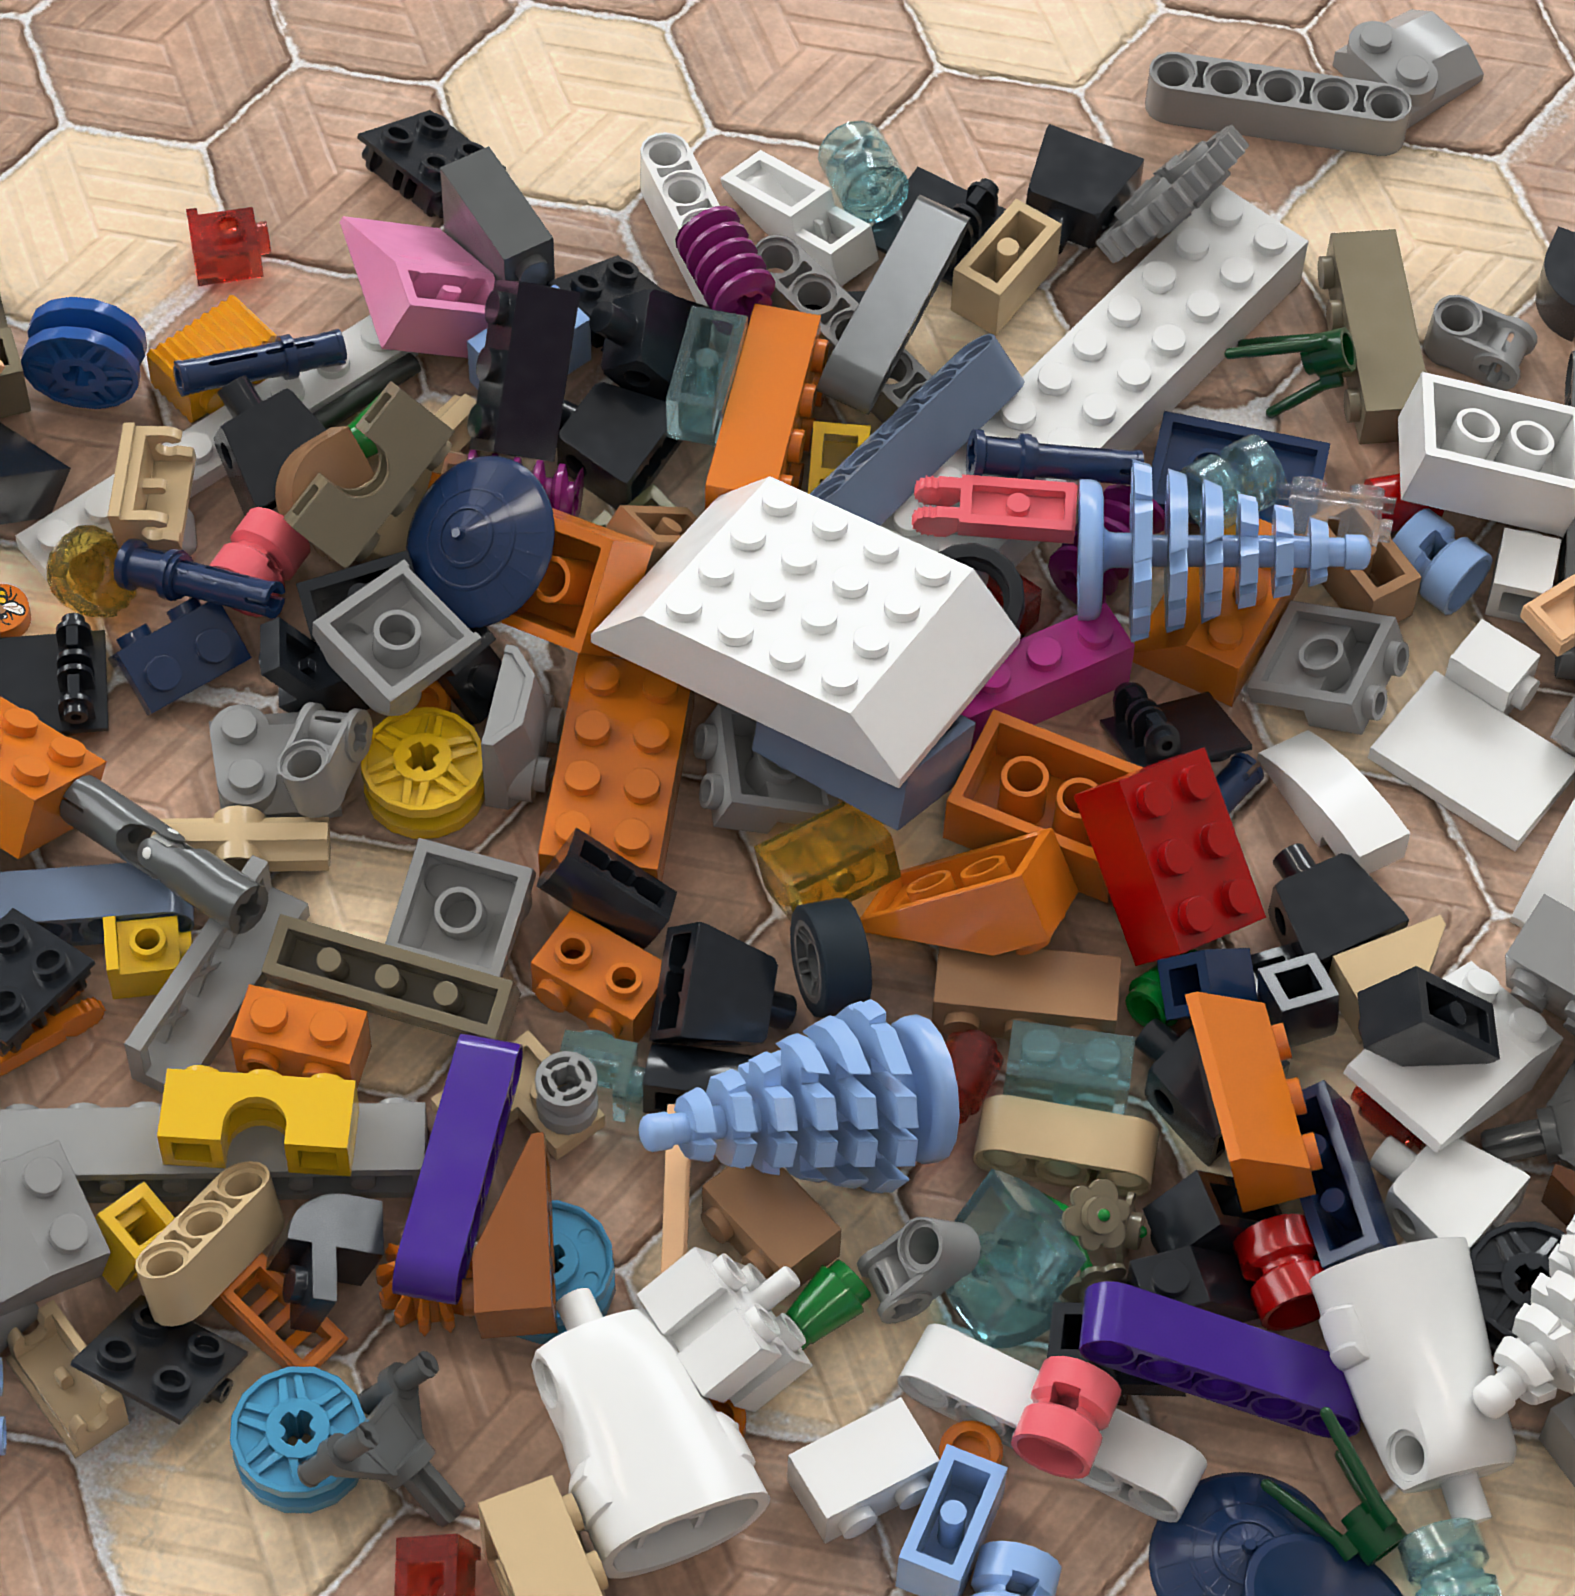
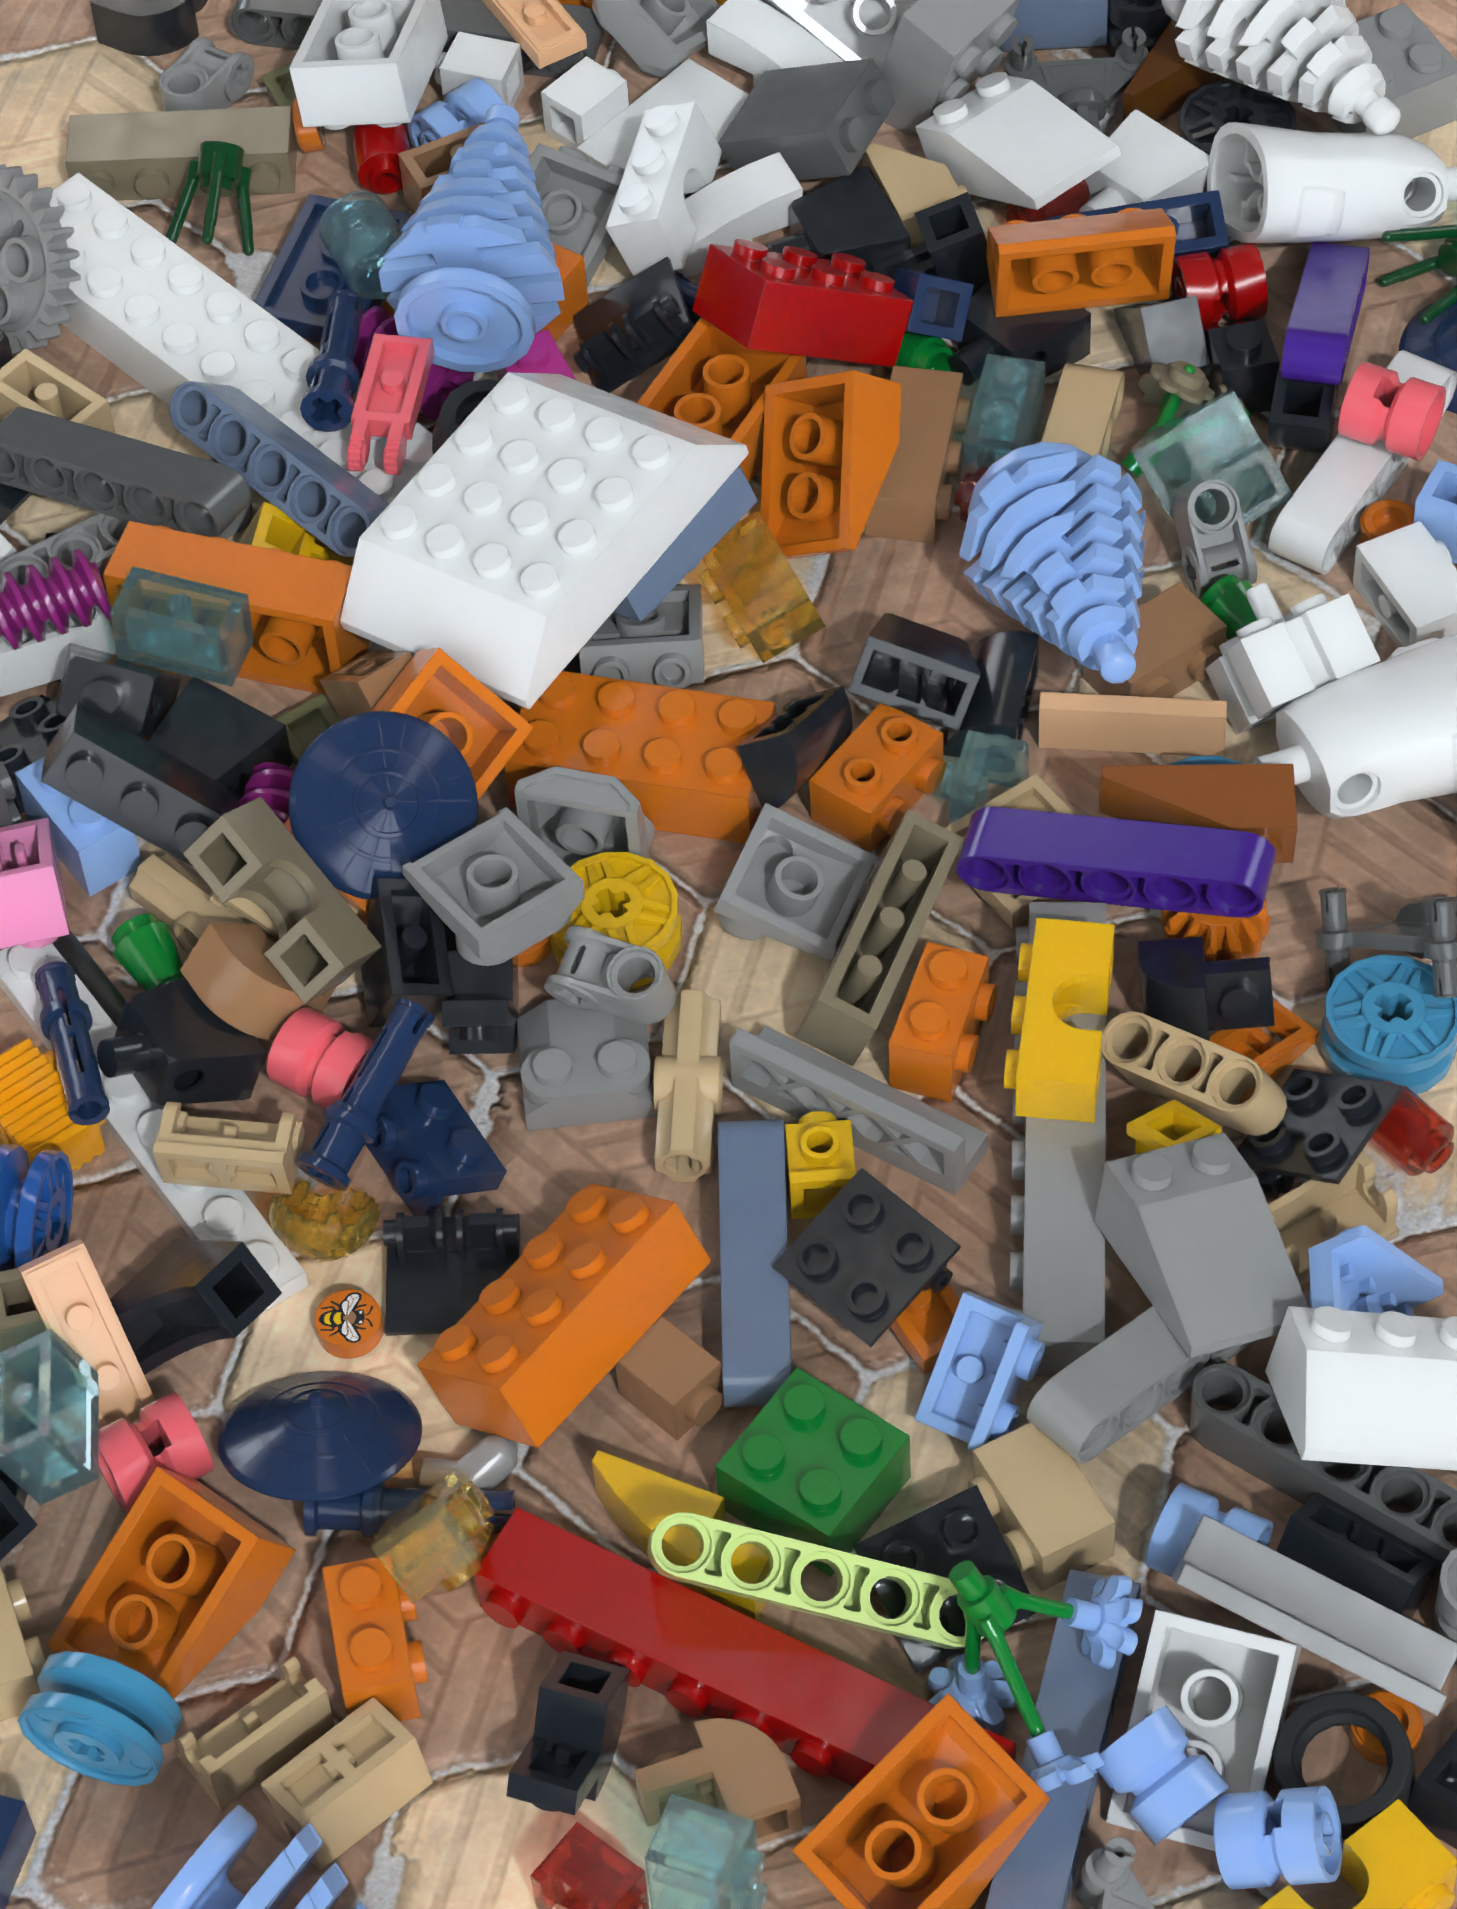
camera: 80 degrees left, 5 degrees down
(176, 1454) = (1414, 1135): none -> clear red brick
(188, 872) = (754, 1084): dark grey piece -> none
(571, 1106) = (1027, 776): light grey wheel -> none
(830, 956) = (875, 574): black wheel -> none
(1303, 716) = (668, 159): none -> white arch
(1356, 510) = (434, 138): clear hinge -> none
(1426, 1022) = (1010, 131): black slope -> none
(1468, 862) = (812, 116): none -> dark grey brick

